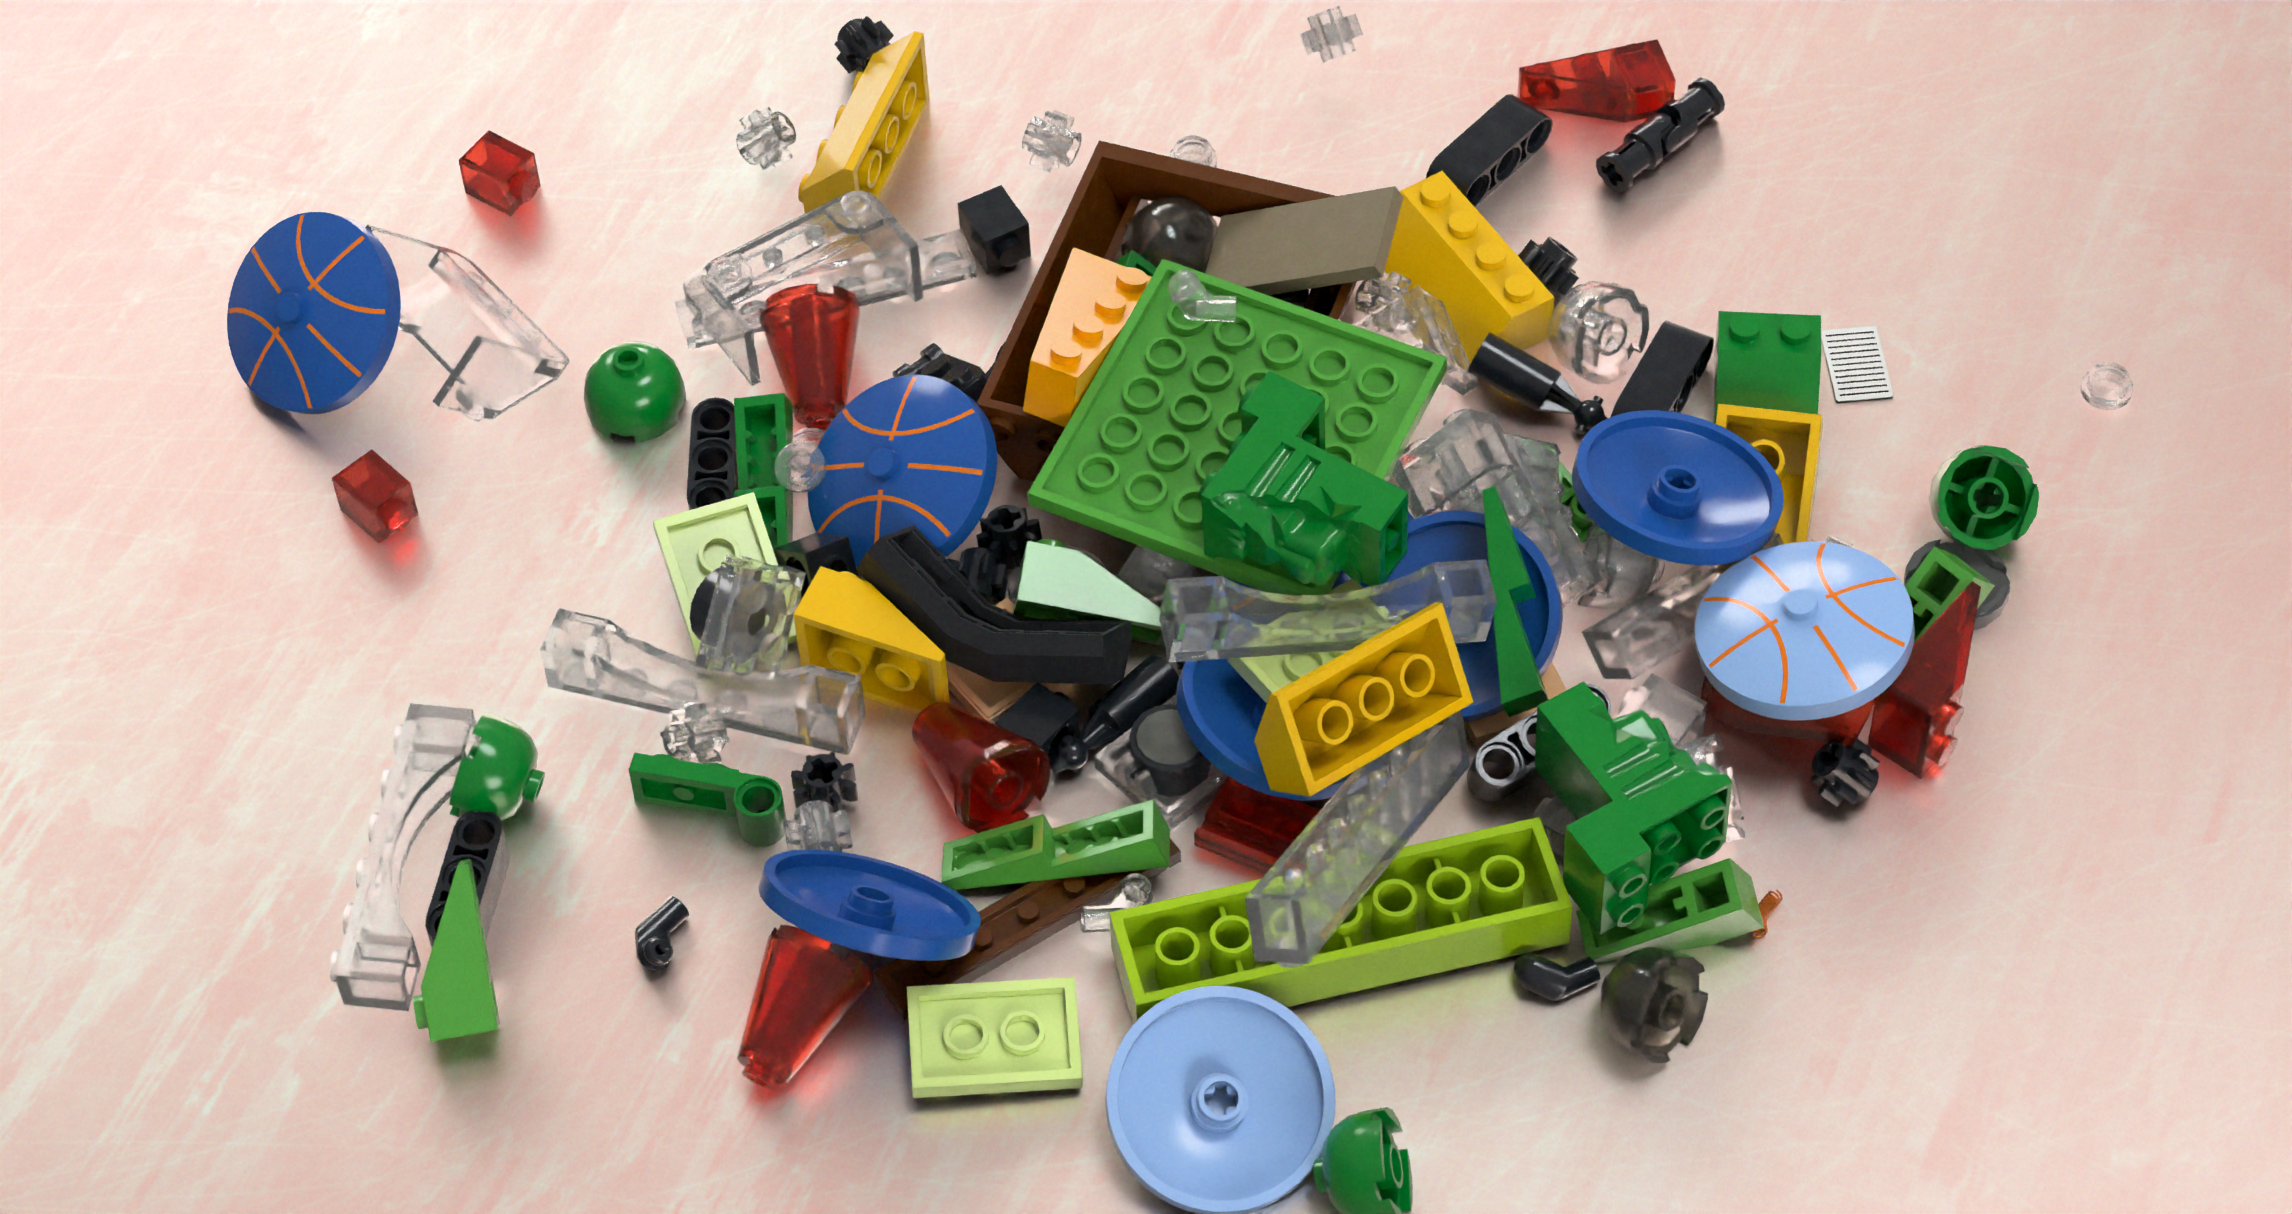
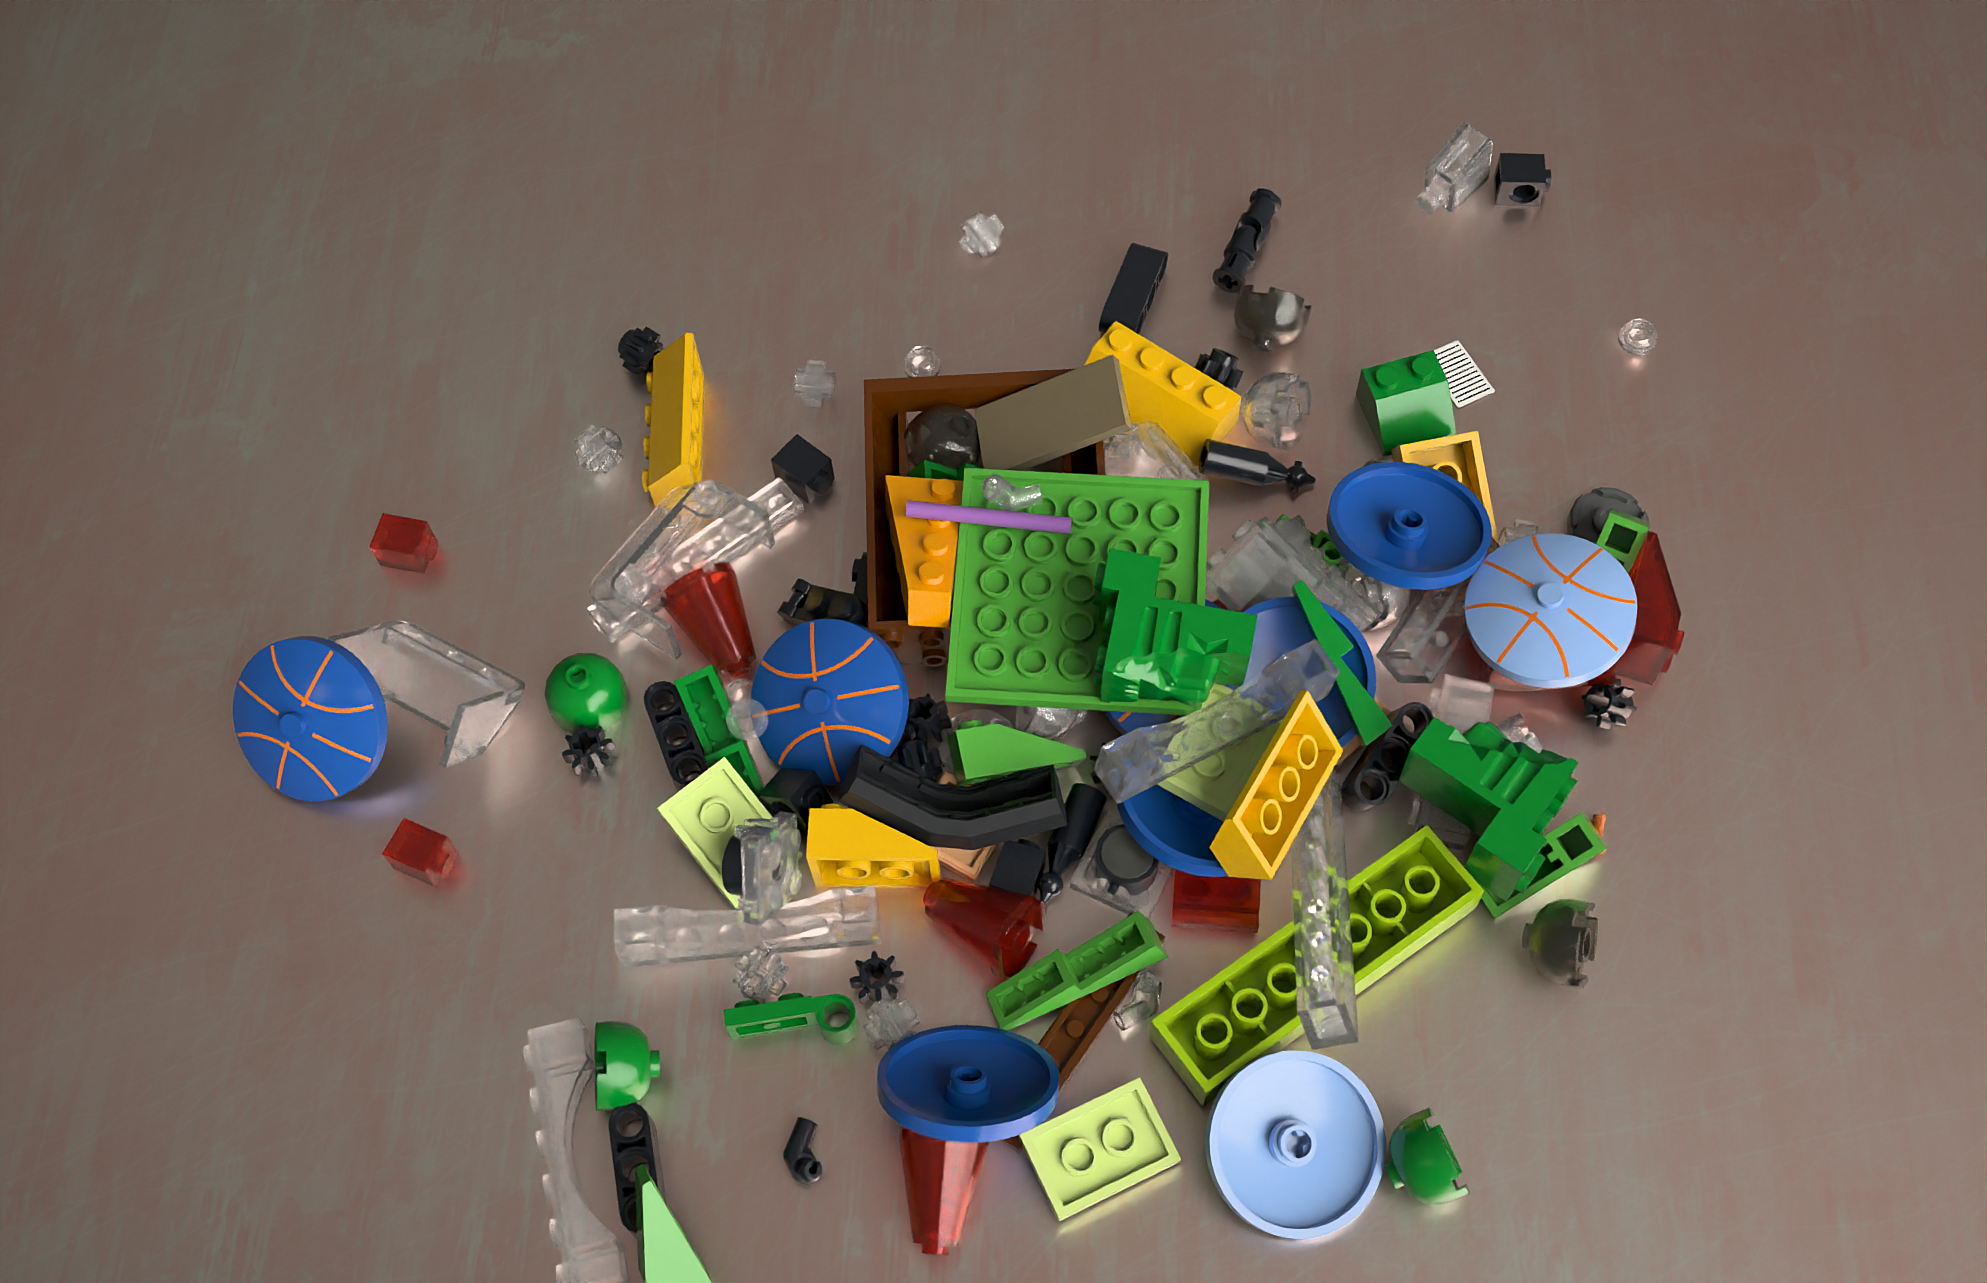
camera: 20 degrees left, 10 degrees up
(609, 450) = (594, 760): none -> black gear
(1165, 317) = (988, 517): none -> medium lavender bar
(1553, 979) = (1478, 944): black arm -> none
(1605, 84) = (1193, 213): clear red slope -> none
(1640, 225) = (1270, 317): none -> clear smoke cylinder
(1667, 371) = (1337, 435): black beam -> none
(1963, 127) = (1457, 170): none -> clear torso
(1984, 497) = (1607, 455): green cylinder -> none
(2047, 163) = (1521, 179): none -> black brick

